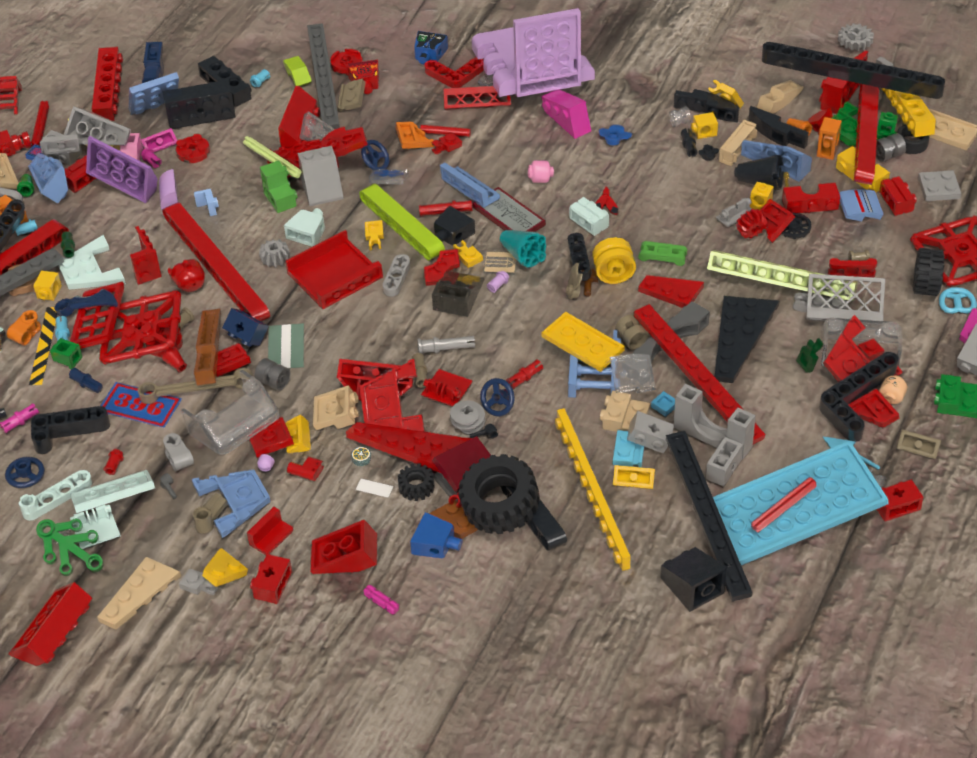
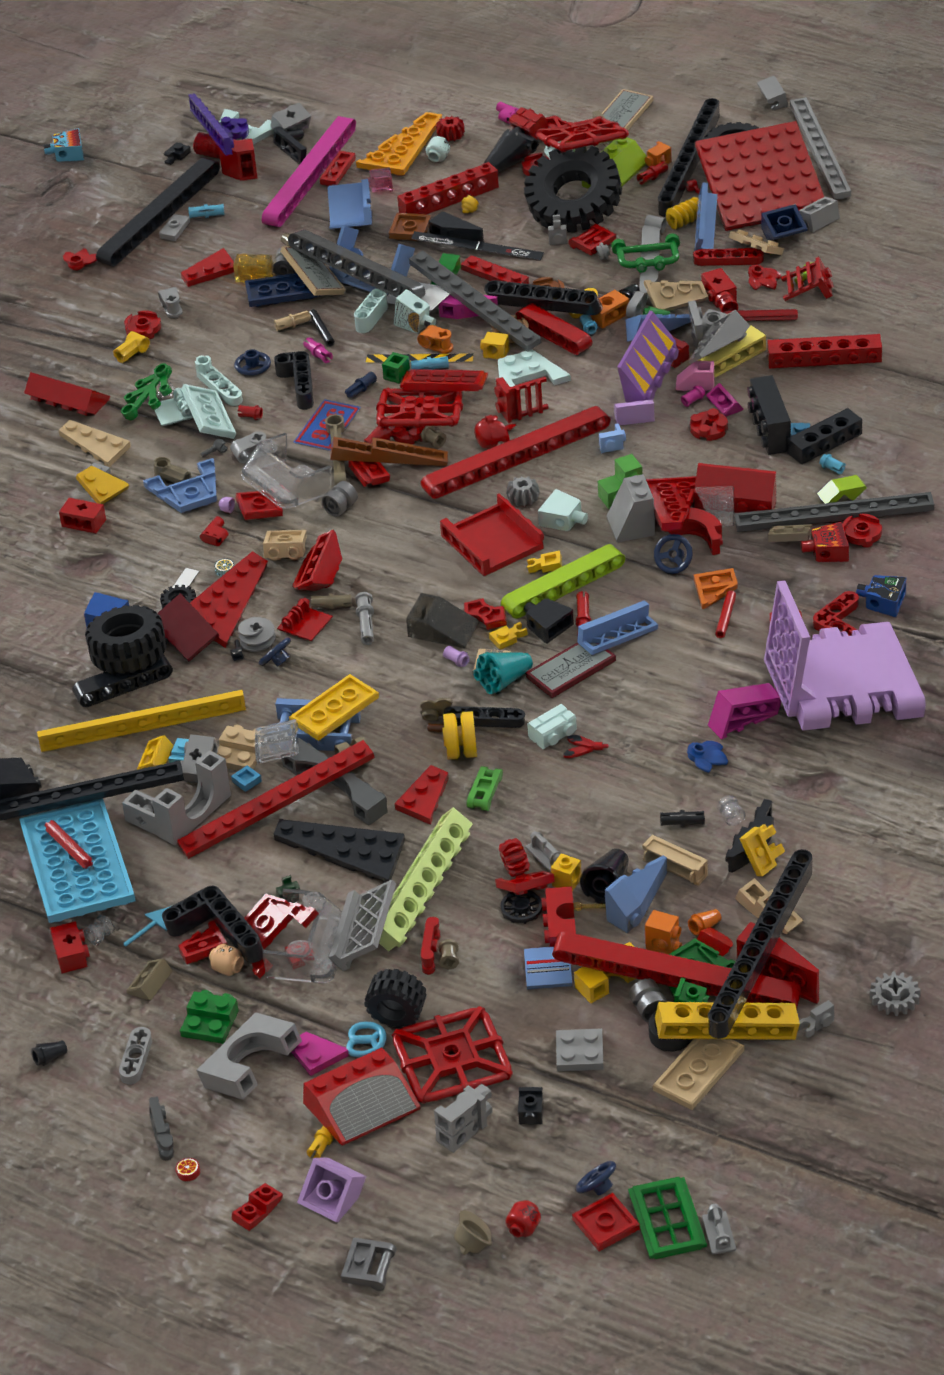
camera: 95 degrees right, 5 degrees down
(67, 244) = (554, 351): dark green pin -> none
(101, 298) = (463, 365): dark blue piece -> none
(150, 93) = (781, 376): medium blue plate -> none
(153, 61) = (844, 380): dark blue plate -> none
(245, 327) = (408, 475): dark blue brick -> none
(269, 532) = (141, 512): red panel -> none
(271, 156) = (678, 473): yellowish green axle -> none
(287, 345) = (390, 513): sand green sticker -> none
(300, 434) = (260, 526): yellow slope -> none
(345, 550) = (103, 560): red slope -> none
(381, 599) = (44, 586): dark pink axle -> none
(382, 399) = (275, 575): red wing -> none
(388, 176) = (637, 567): clear tile -> none
(388, 289) = (493, 584): light grey beam -> none
(448, 142) = (702, 618): red plate -> none
(525, 374) = (310, 676): red pin -> none
(540, 171) = (634, 686): bright pink head -> none
(704, 125) = (711, 832): yellow brick -> none
(708, 152) = (665, 834): black plate -> none
(775, 130) = (704, 894): black slope -> none
(897, 195) = (556, 1000): red brick -> none

